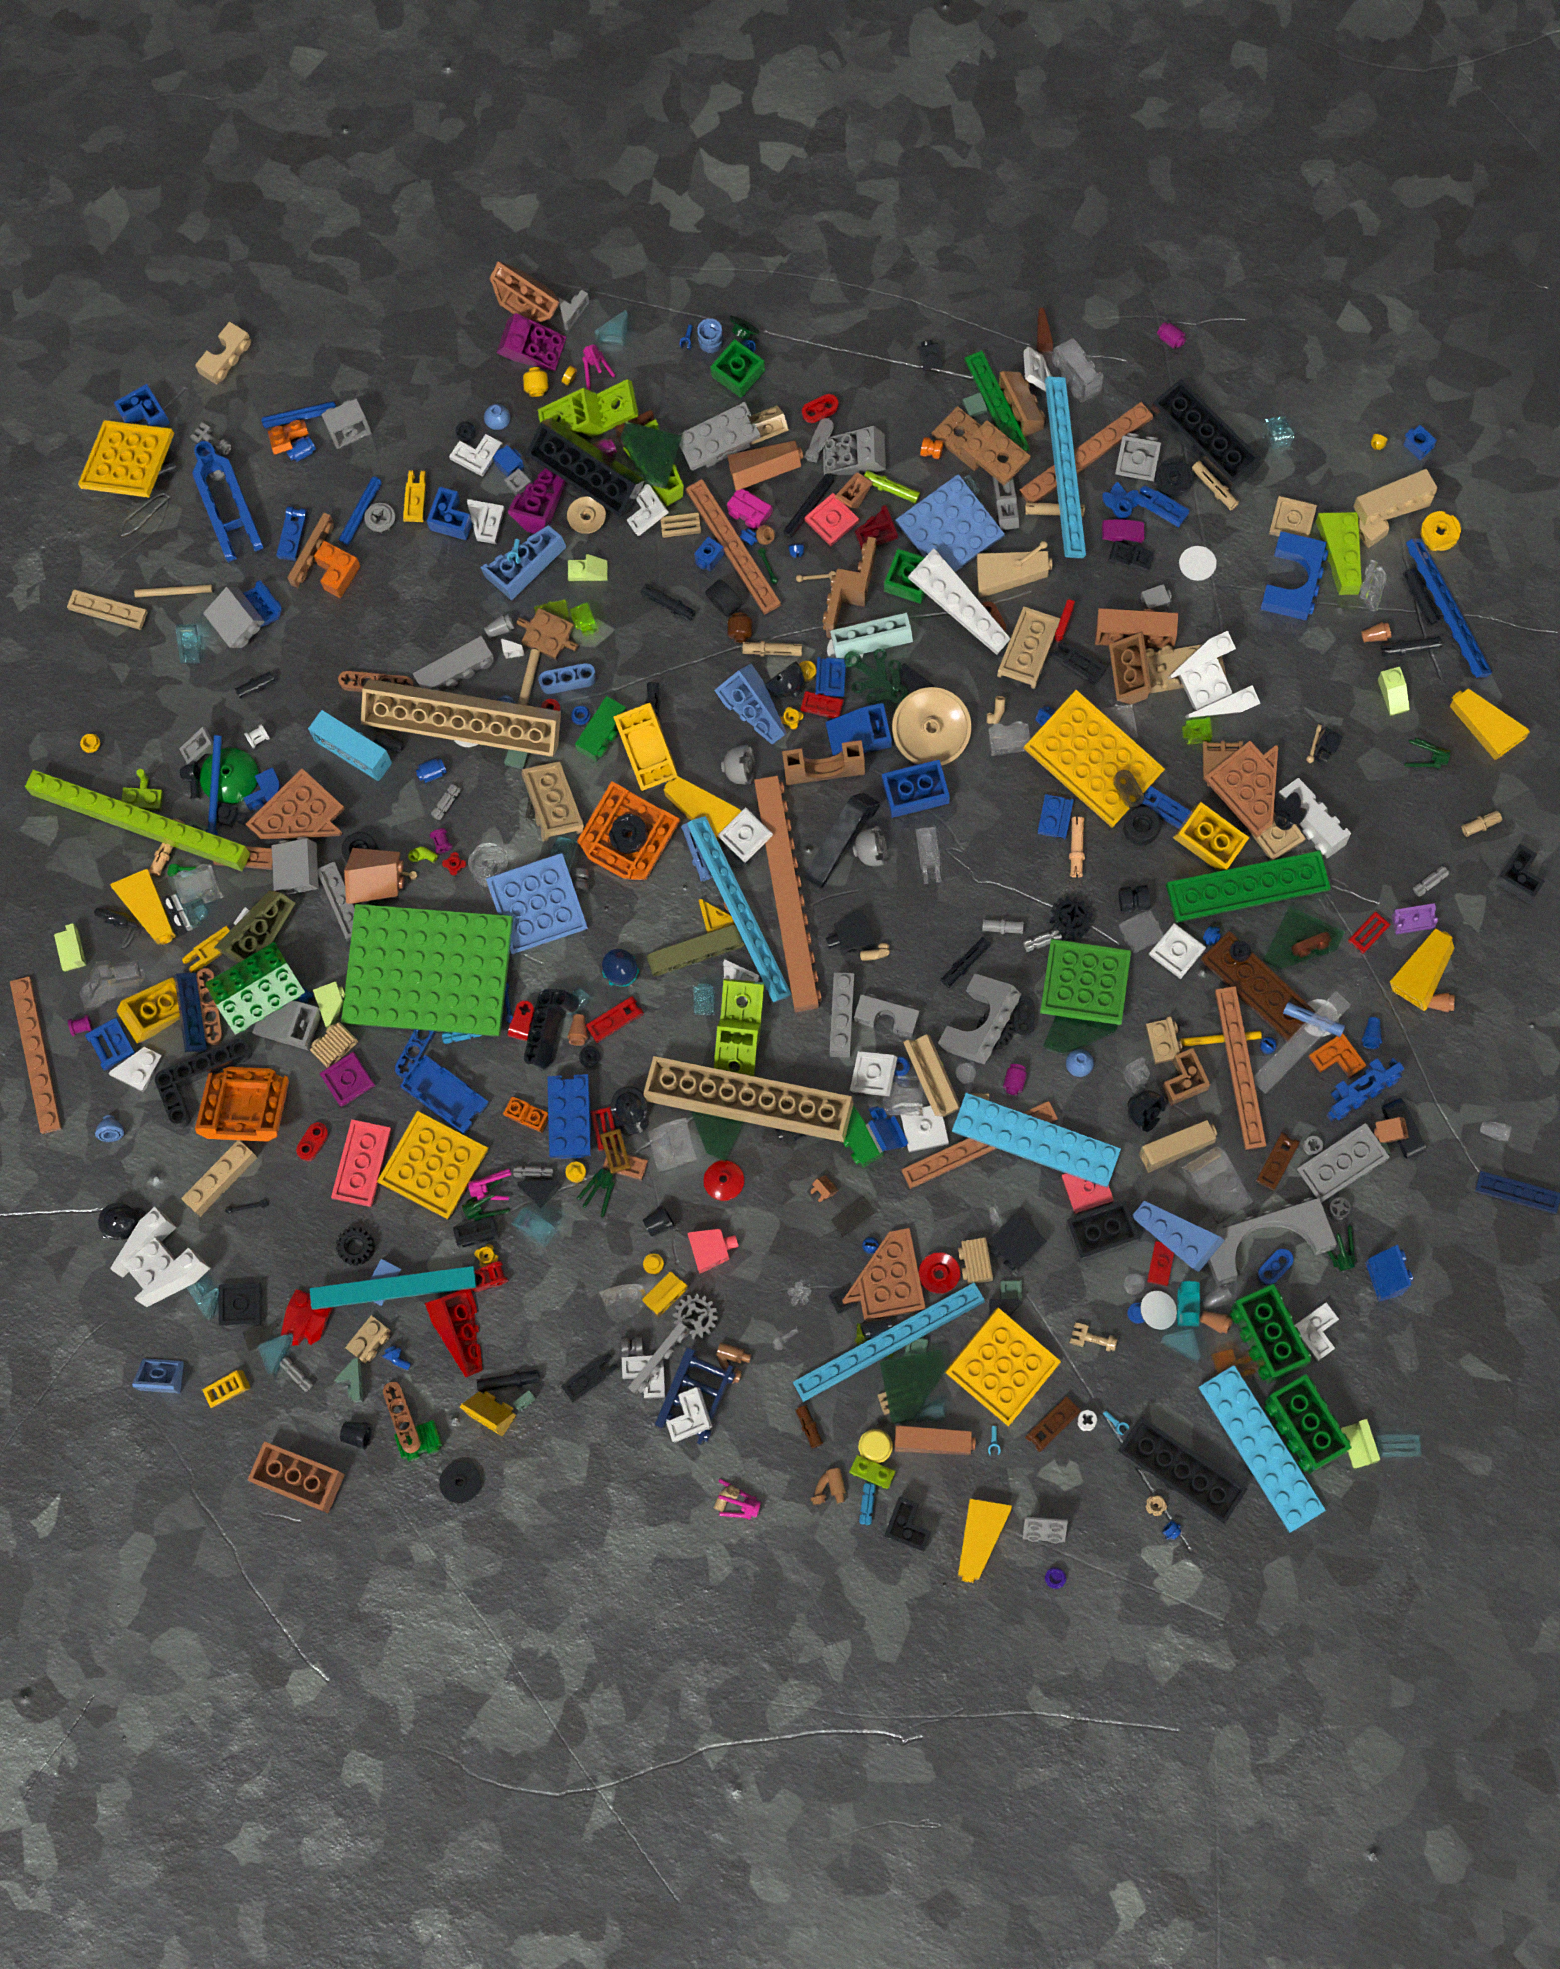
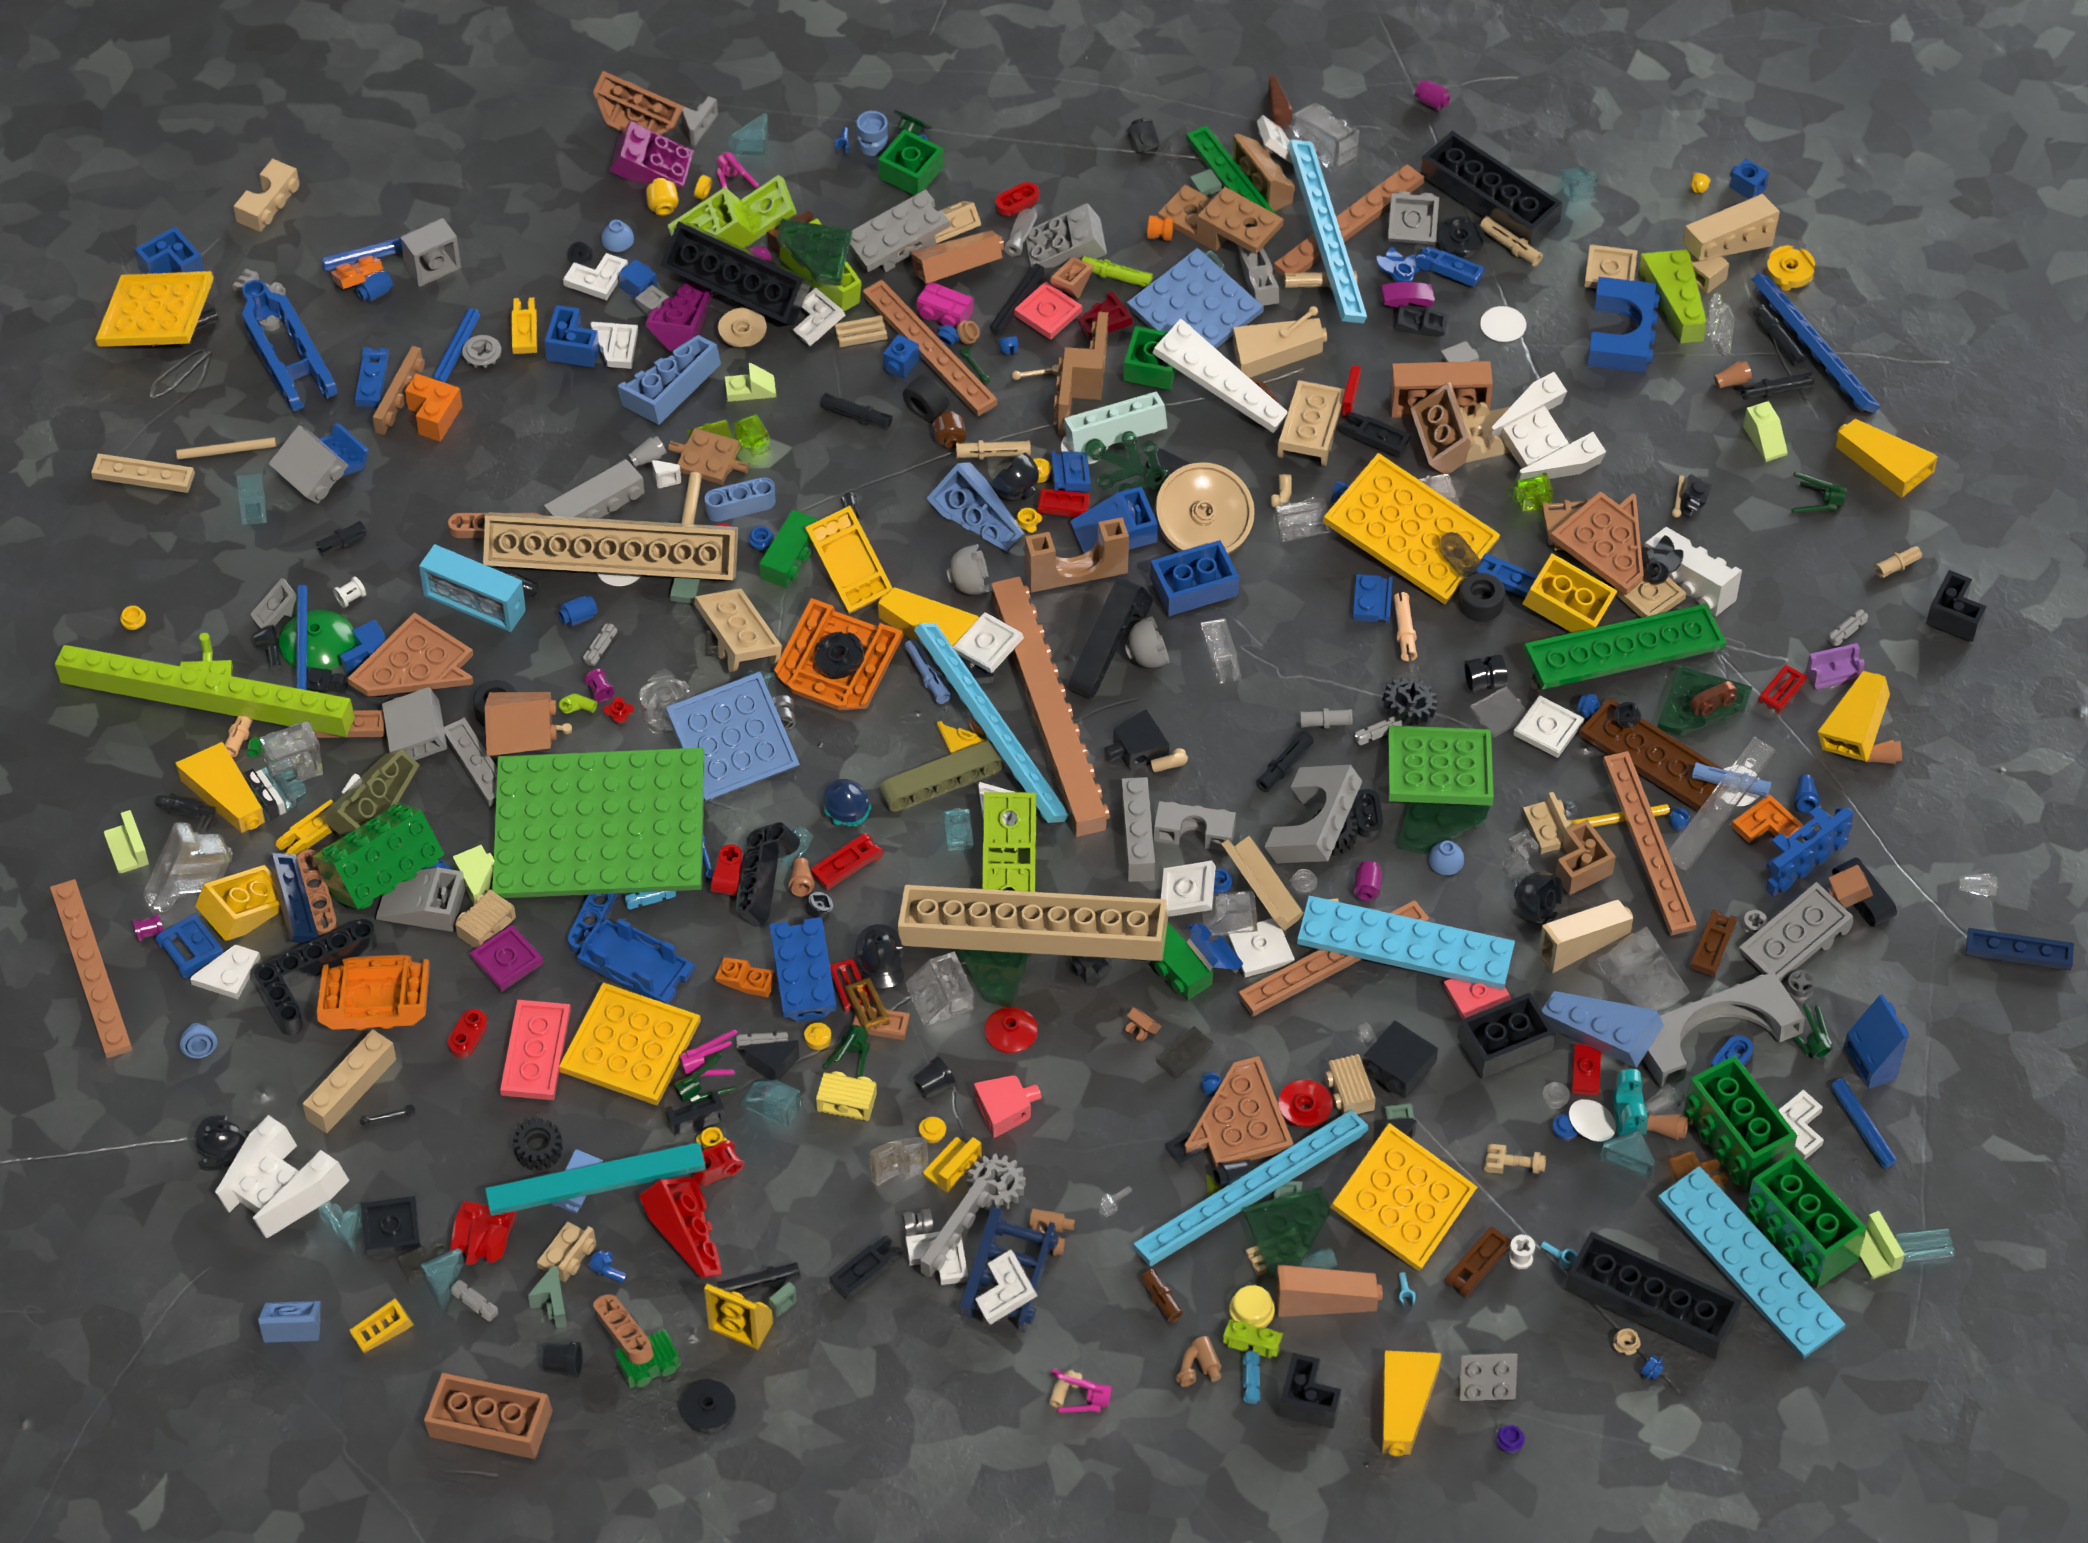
camera: 15 degrees left, 20 degrees down
(514, 553) = (659, 365): medium azure hand -> none
(591, 1229) = (846, 1095): none -> light yellow brick
(799, 1294) = (1127, 1147): clear plant -> none
(1369, 1334) = (1863, 1123): none -> blue axle

